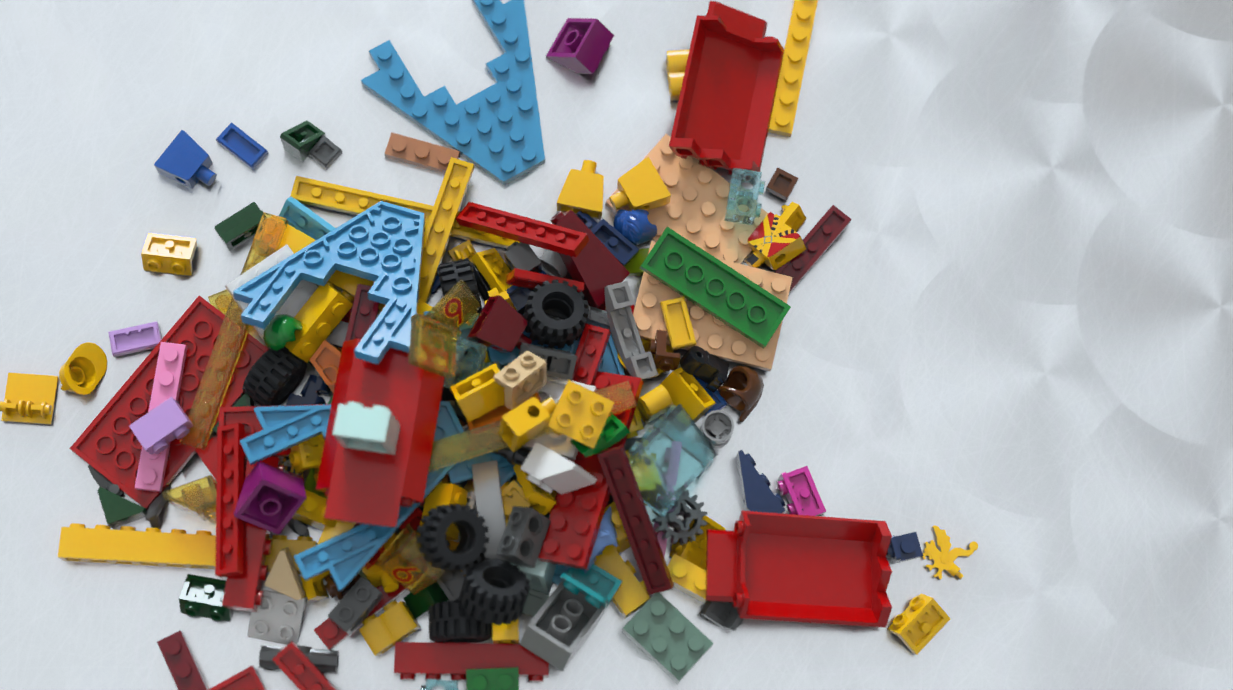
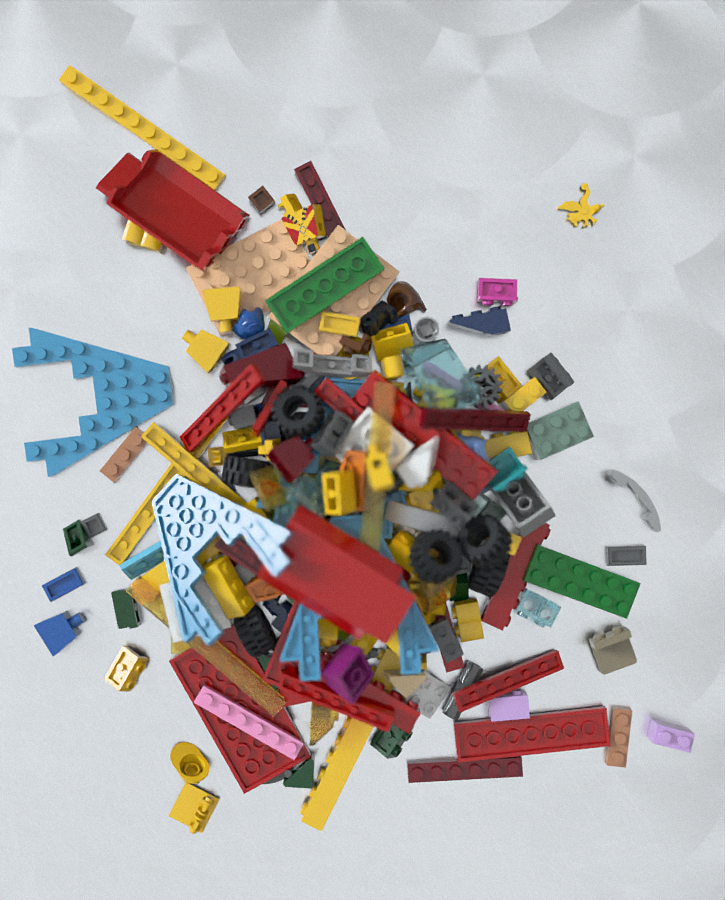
camera: 60 degrees left, 15 degrees up
(134, 339) = (181, 717): lavender plate -> none
(155, 508) = (313, 750): dark grey bar -> none
(161, 426) = (259, 727): lavender brick -> none
(281, 331) = (227, 616): green hair -> none
(366, 428) = (340, 588): light aqua brick -> none
(432, 345) = (293, 515): clear yellow hinge -> none
(522, 378) = (343, 459): tan bracket -> none
(580, 45) = (88, 301): magenta slope -> none
(580, 414) = (389, 428): yellow hinge -> none
(611, 433) = (409, 420): green slope -> none
(740, 195) = (259, 236): clear light blue brick -> none
(801, 569) = (553, 315): red panel -> none
(904, 548) = (564, 236): dark blue bracket -> none
(919, 622) = (621, 250): yellow bracket -> none

